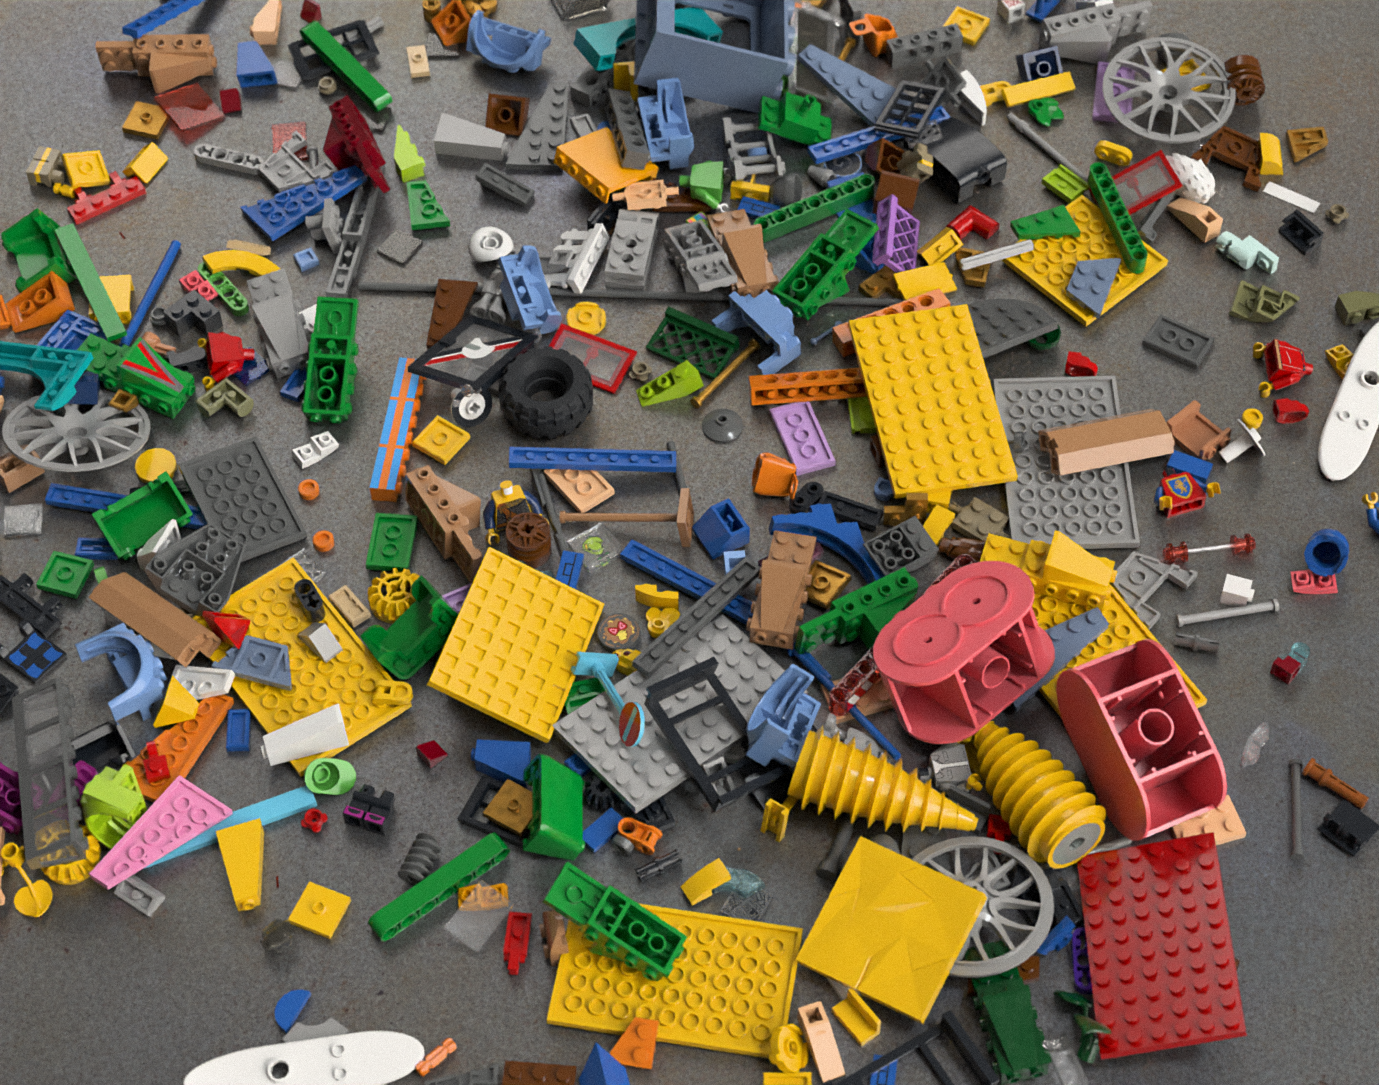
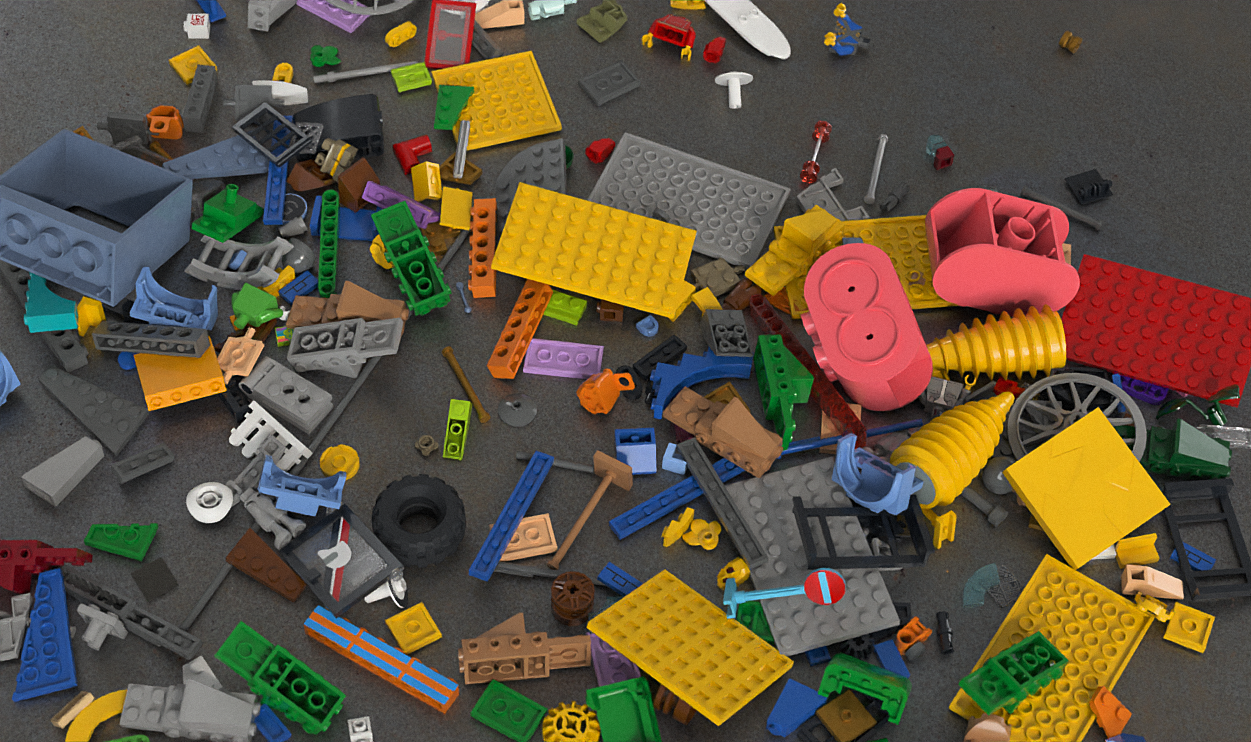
camera: 70 degrees left, 0 degrees up
(306, 259) = (118, 665): medium blue tile -> none
(406, 158) = (55, 531): lime slope -> none
(505, 505) = (529, 600): torso -> none
(507, 113) = (57, 426): reddish brown slope -> none
(582, 125) = (116, 376): light grey tile -> none
(597, 546) = (596, 552): clear tile -> none
(603, 358) = (372, 478): clear door -> none
(618, 632) = (697, 571): tile -> none
(702, 882) = (977, 603): yellow slope -> none
(703, 332) = (409, 382): dark green fence -> none
(769, 321) = (445, 322): medium blue piece -> none
(915, 505) = (688, 316): pearl gold plate -> none
(1038, 89) = (301, 48): yellow tile -> none
(1039, 63) = (278, 37): dark blue slope -> none
(1092, 283) = (529, 104): sand blue wing -> none
(1106, 441) = (690, 163): medium nougat panel -> none
(1117, 218) = (475, 58): green beam -> none
(1182, 493) = (757, 142): torso -> none
(1185, 463) = (731, 130): blue tile -> none
(1197, 433) = (706, 111): nougat panel -> none
(1236, 591) = (862, 154): white brick -> none
(1252, 418) = (707, 74): yellow tile -> none
(1310, 583) = (873, 107): coral slope -> none
(1326, 552) = (862, 84): blue tile -> none
(1326, 778) = (1044, 179): dark orange pin -> none

